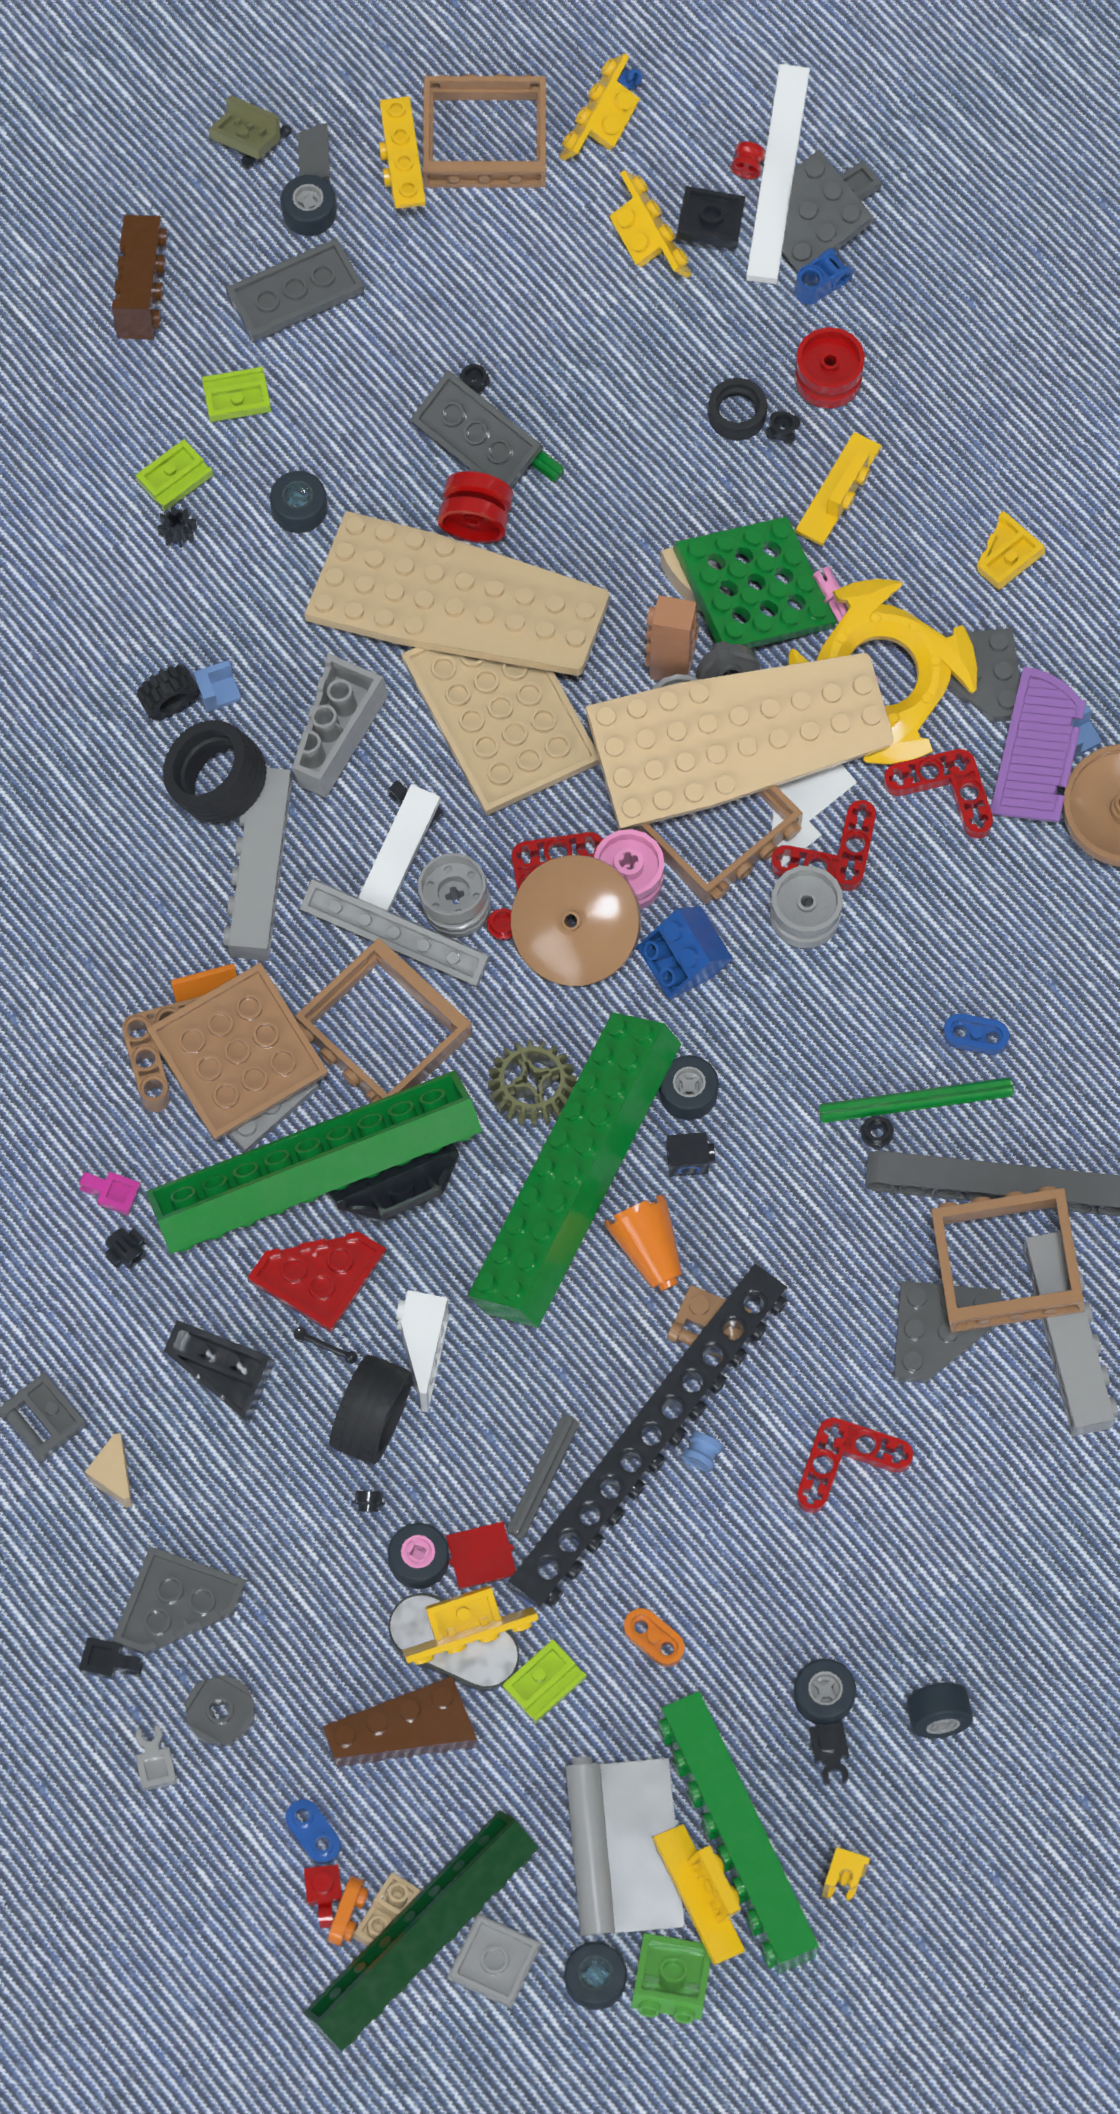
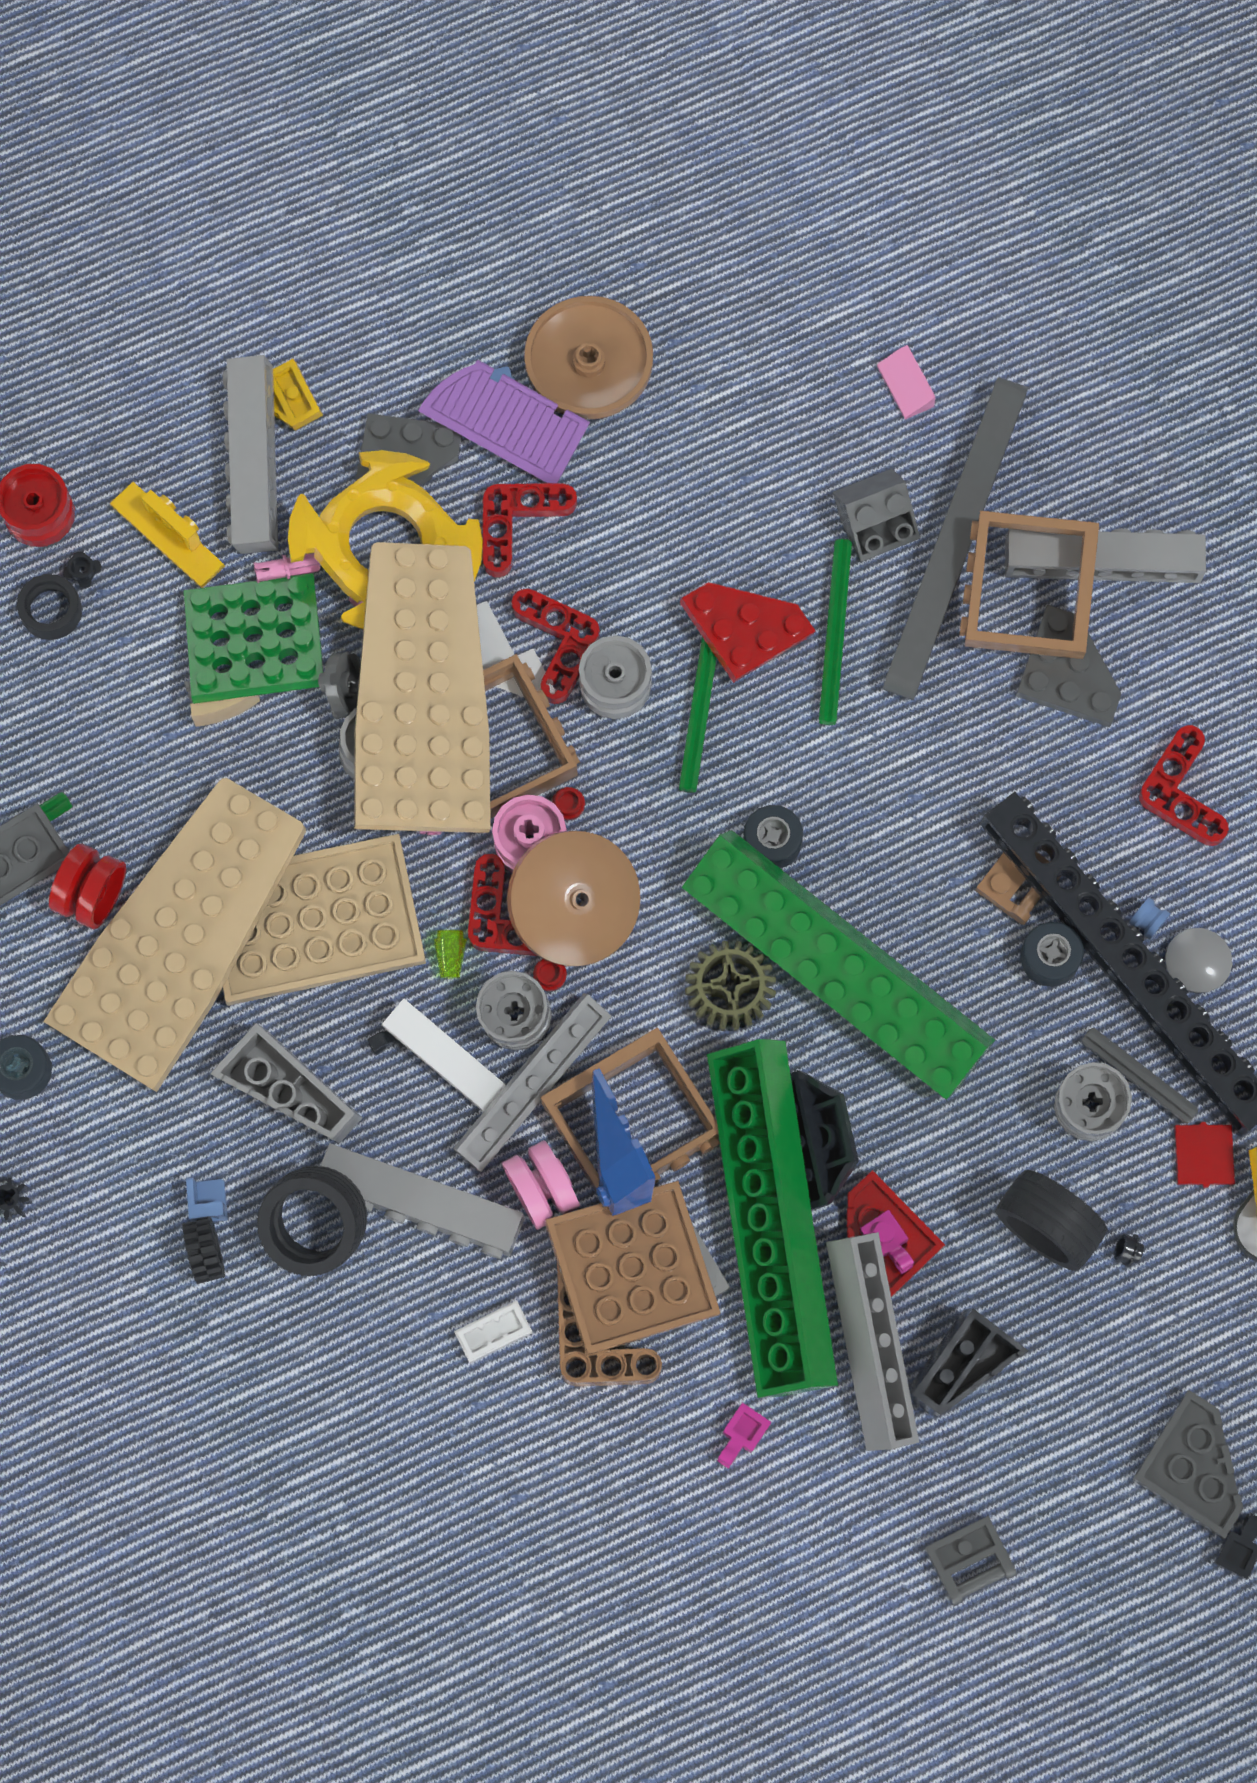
camera: 75 degrees left, 5 degrees up
(110, 1471) = (1045, 1500): tan slope -> none
(125, 1248) = (810, 1433): black gear -> none
(155, 956) = (493, 1332): none -> white plate
(202, 982) = (543, 1288): orange slope -> none
(218, 1276) = (872, 1342): none -> light grey brick
(296, 956) = (544, 1183): none -> bright pink wheel
(300, 1335) = (937, 1278): black hinge -> none
(321, 1272) = (891, 1239): none -> dark pink plate
(329, 1008) = (622, 1164): none -> blue wedge
(420, 1568) = (1192, 1224): black wheel -> none
(423, 1328) = (984, 1154): white slope -> none
(496, 1411) = (1106, 1088): none -> light grey wheel
(499, 832) = (450, 952): none -> clear neon green cone
(640, 1354) = (1055, 941): none -> black wheel
(649, 1241) = (924, 913): orange cone -> none
(671, 637) = (302, 725): nougat wedge -> none
(671, 898) = (569, 802): none -> red plate
(673, 1509) = (1199, 959): none -> light grey dish
(684, 951) = (629, 804): blue slope -> none
(689, 1154) = (842, 854): black brick -> none
(812, 993) = (698, 719): none -> green axle
(880, 1123) = (863, 667): black plate -> none
(893, 1014) = (745, 626): none -> red plate
(936, 535) = (251, 454): none -> light grey brick
(976, 1032) = (783, 560): blue plate -> none
(1047, 1108) = (877, 514): none -> dark grey slope

